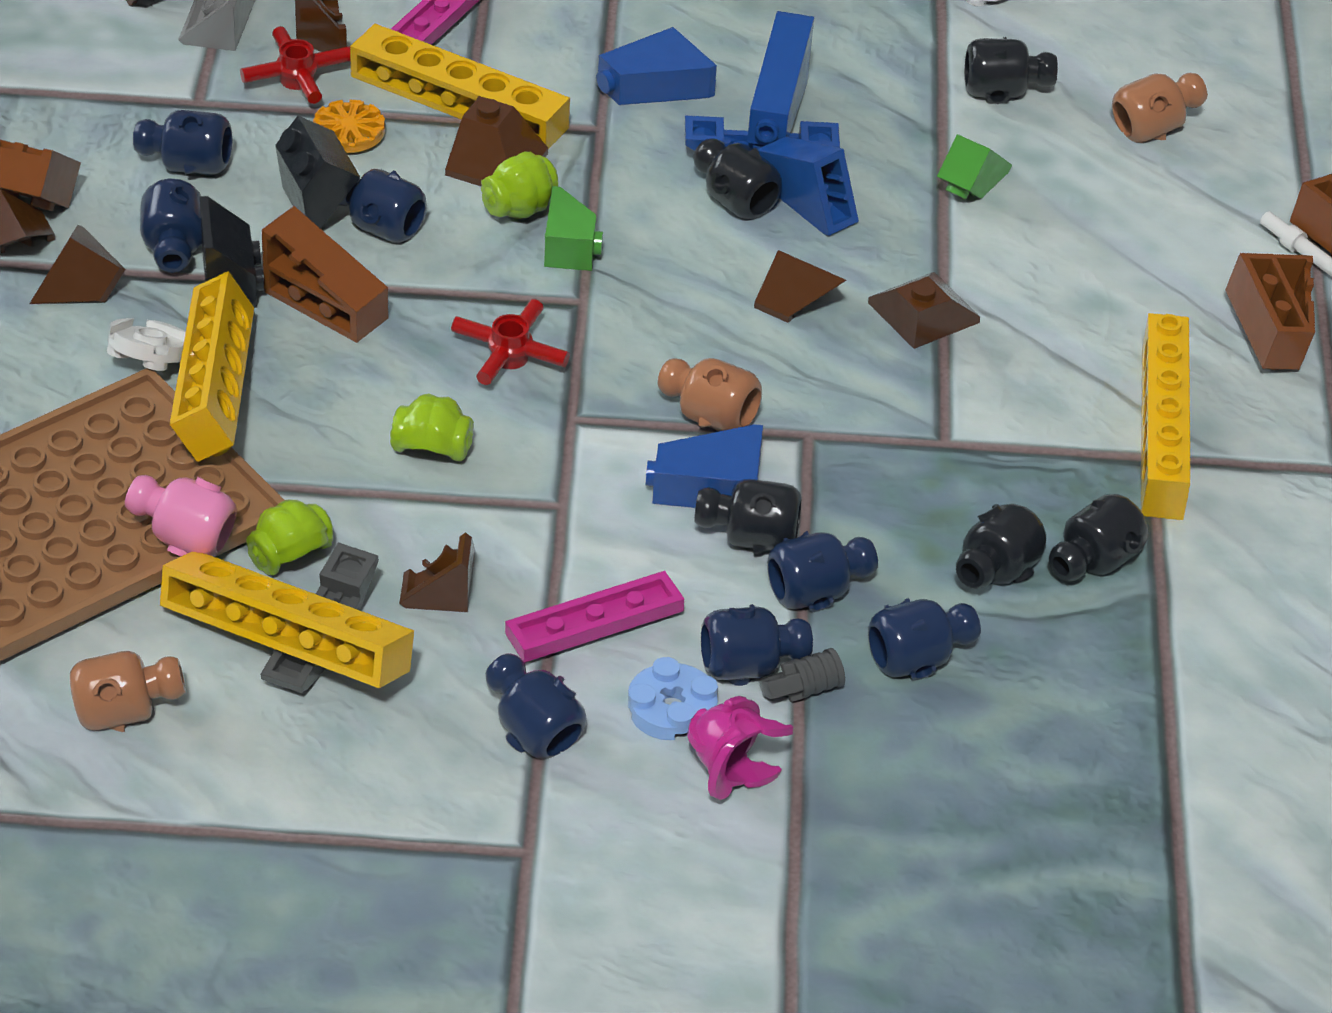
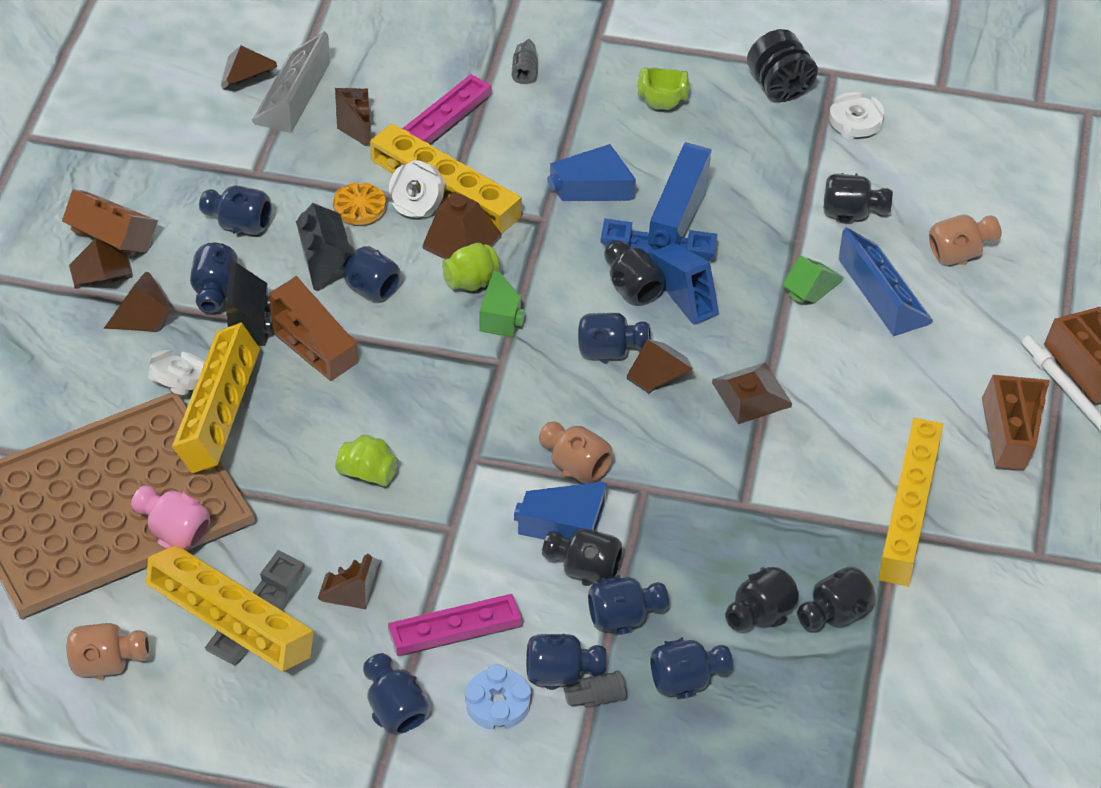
camera: 10 degrees right, 5 degrees up
(288, 534) = (246, 537): lime hair -> none
(296, 64) = (330, 150): red bar -> none
(446, 103) = (431, 189): none -> white plate
(510, 341) = (439, 393): red bar -> none
(721, 254) = (609, 336): none -> dark blue piece
(723, 740) = (523, 739): dark pink helmet -> none
(1062, 168) = (881, 284): none -> blue slope

